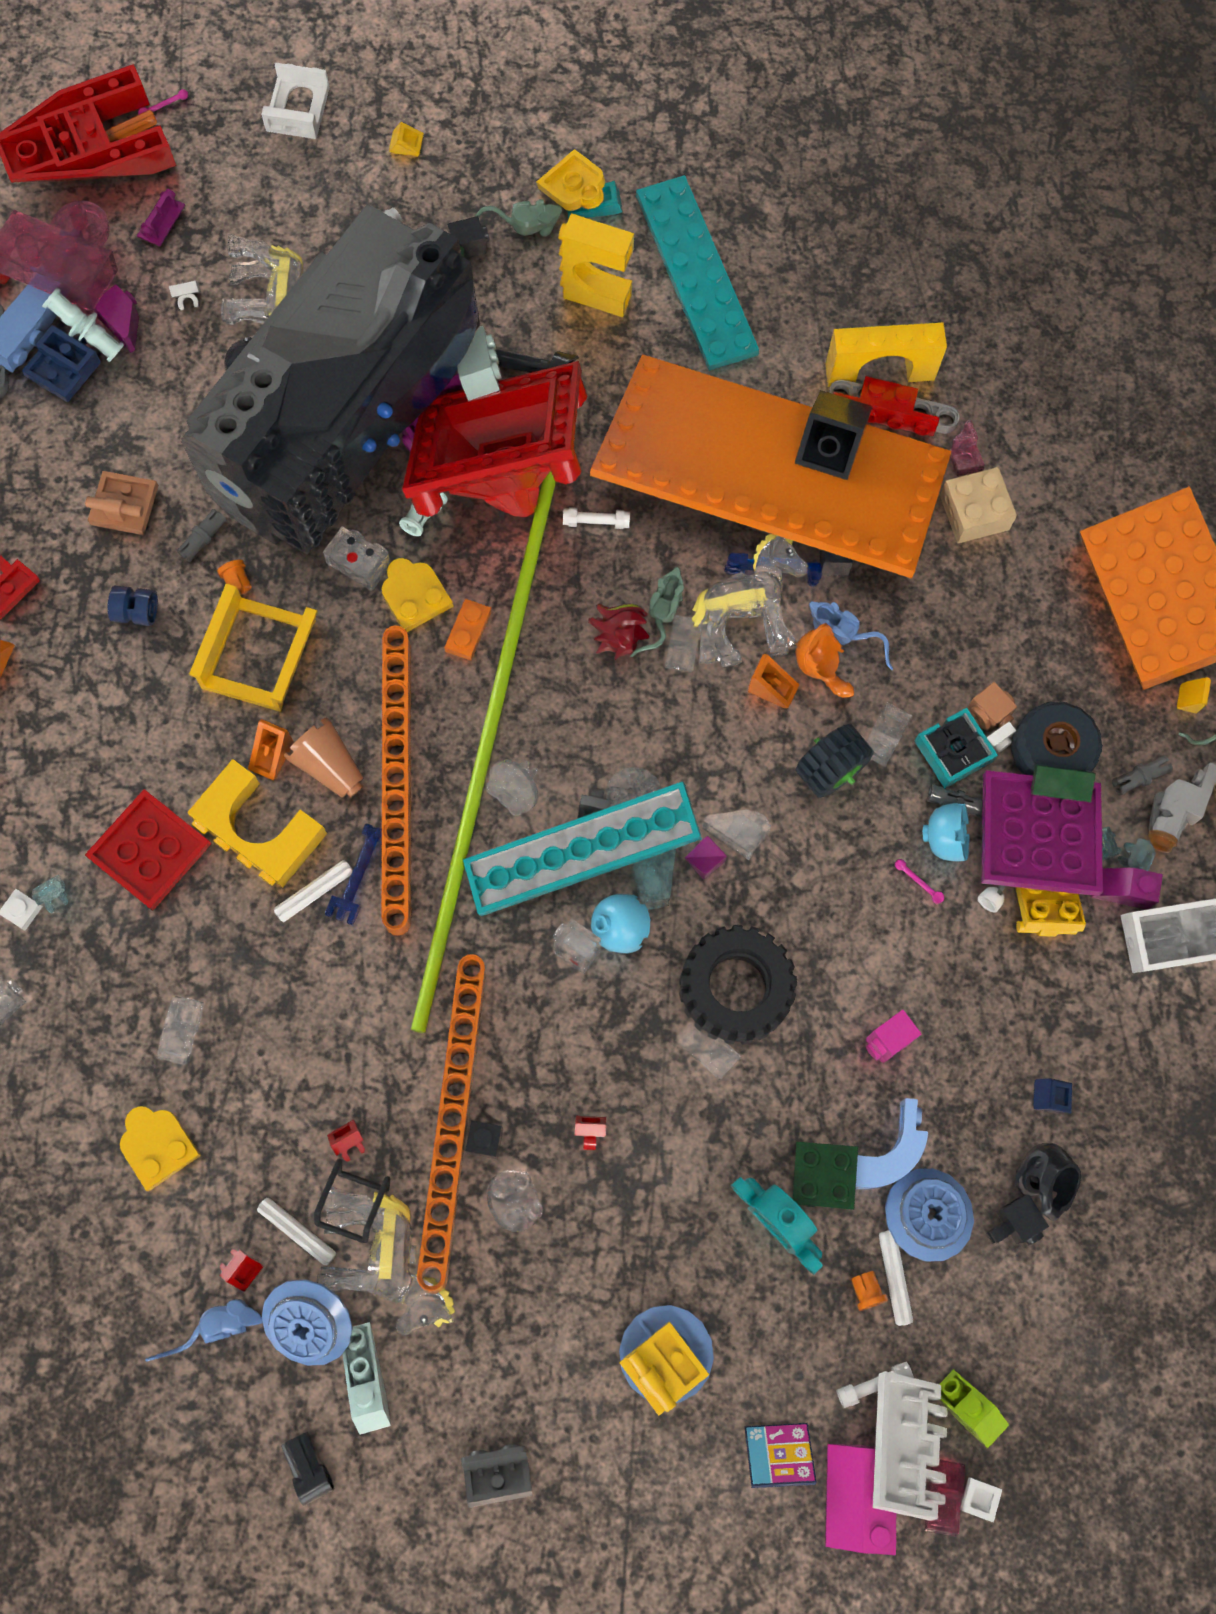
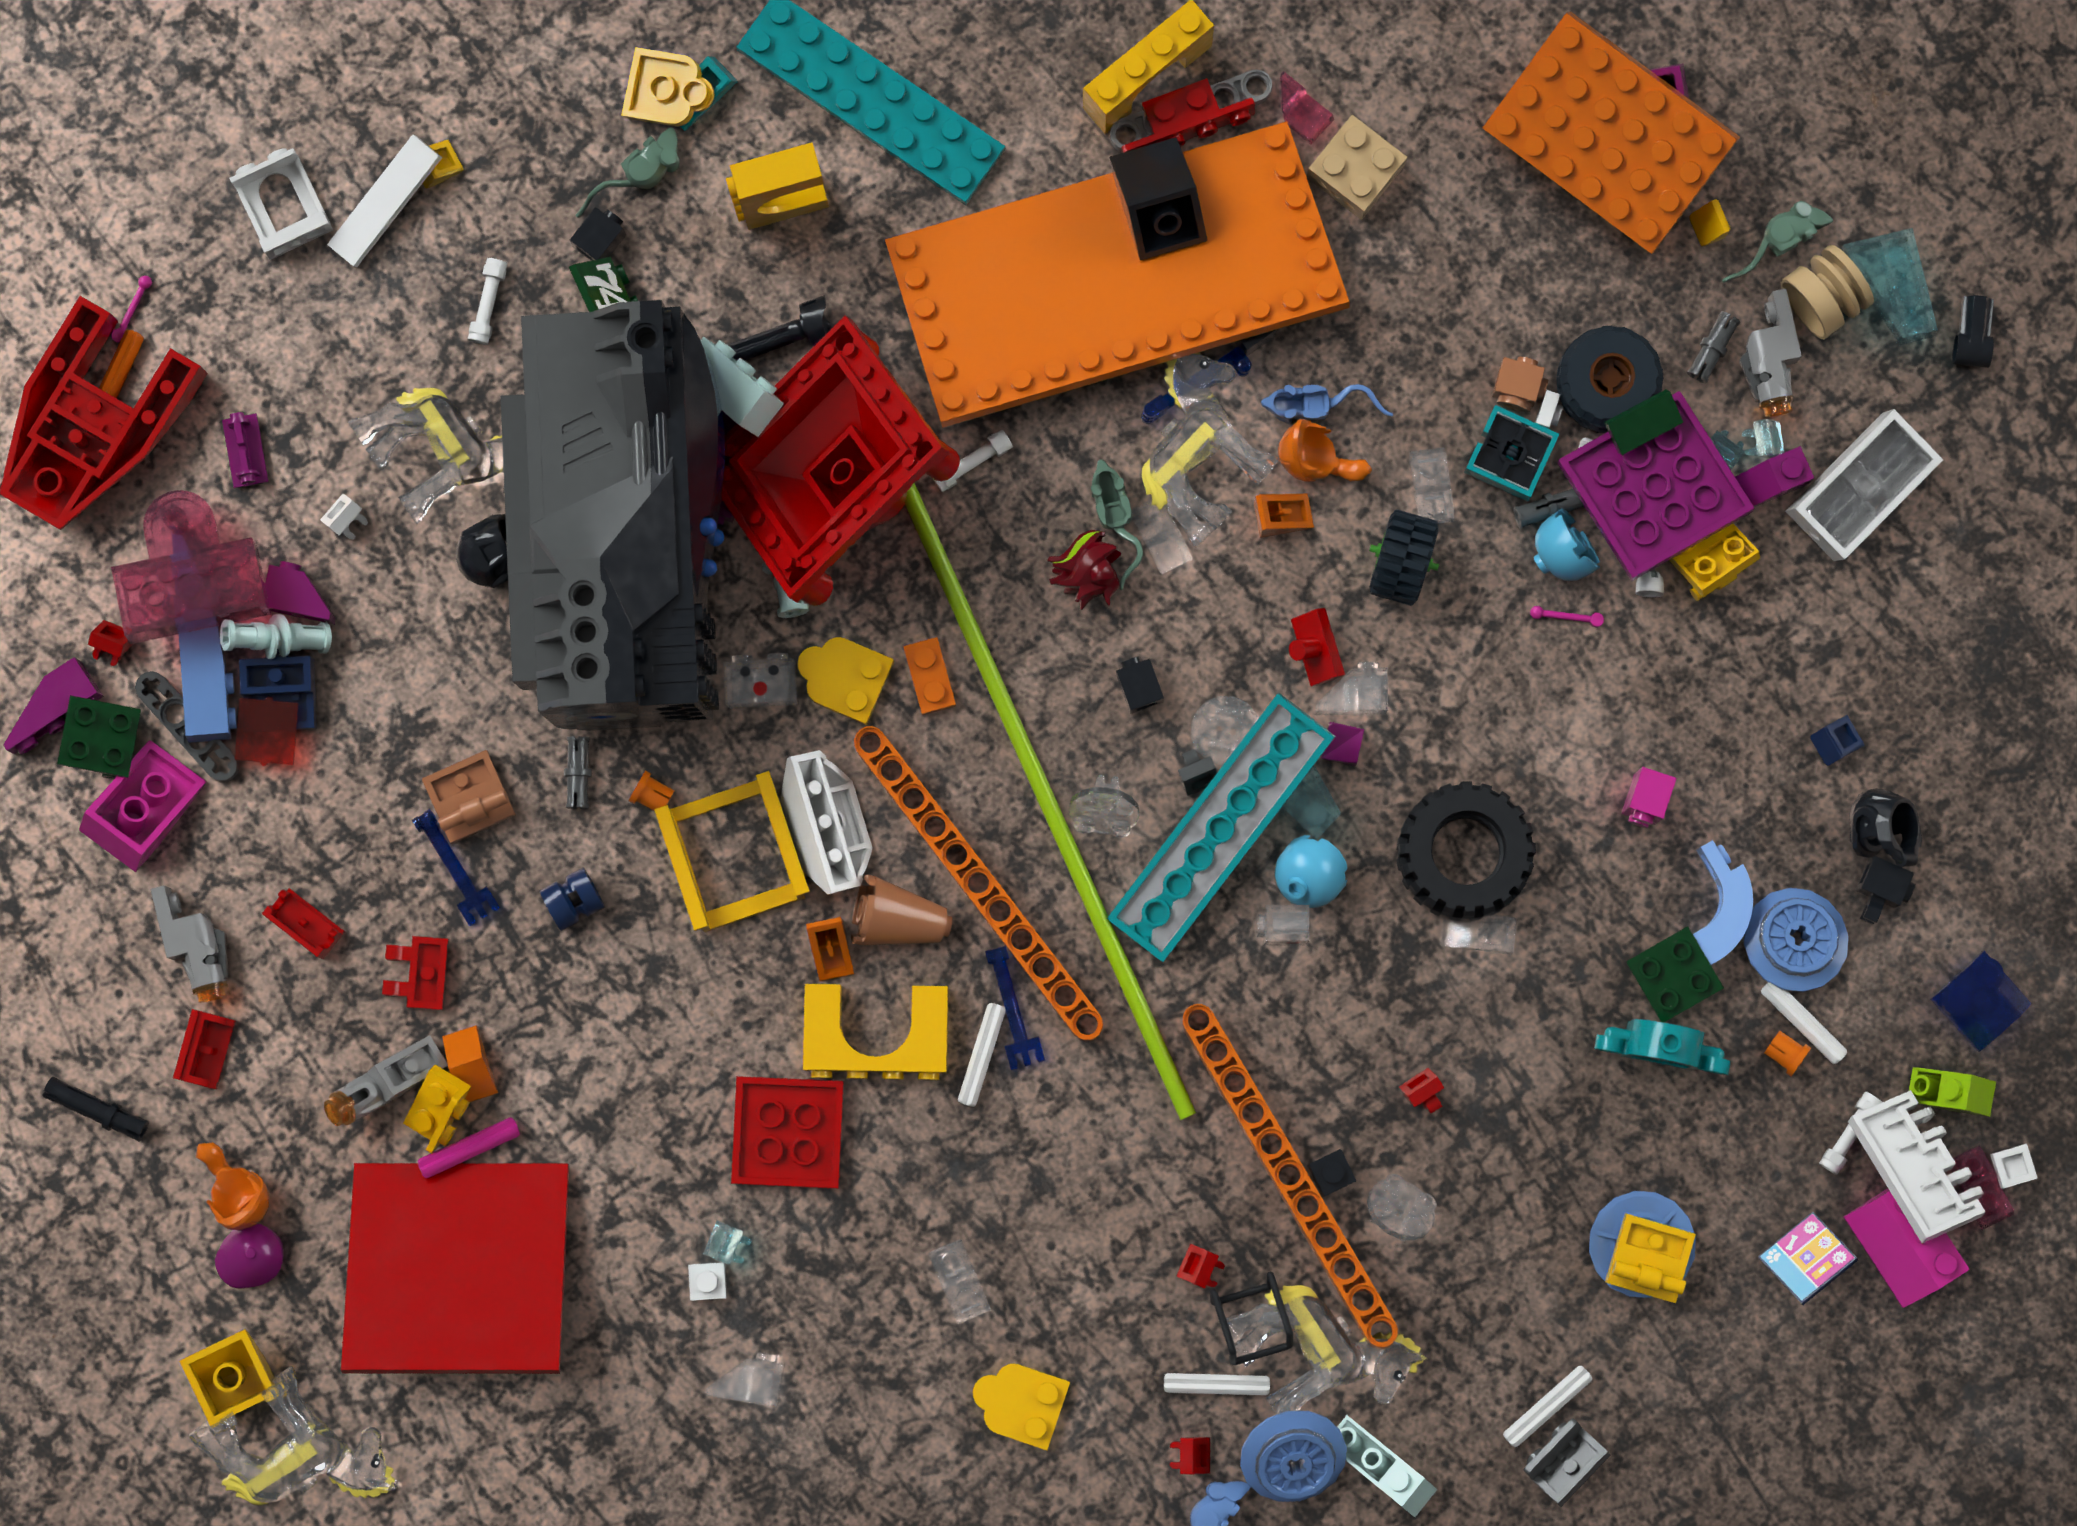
camera: 30 degrees left, 10 degrees up
(34, 379) = (266, 731): none -> clear red piece
(76, 565) = (473, 898): none -> clear blue hinge
(329, 668) = (825, 822): none -> white wedge
(356, 136) = (384, 201): none -> white tile
(514, 1424) = (1547, 1406): none -> white axle
(598, 726) = (1139, 684): none -> black brick
(734, 782) = (1316, 647): none -> red tile
(1036, 1357) = (1981, 1001): none -> clear blue slope

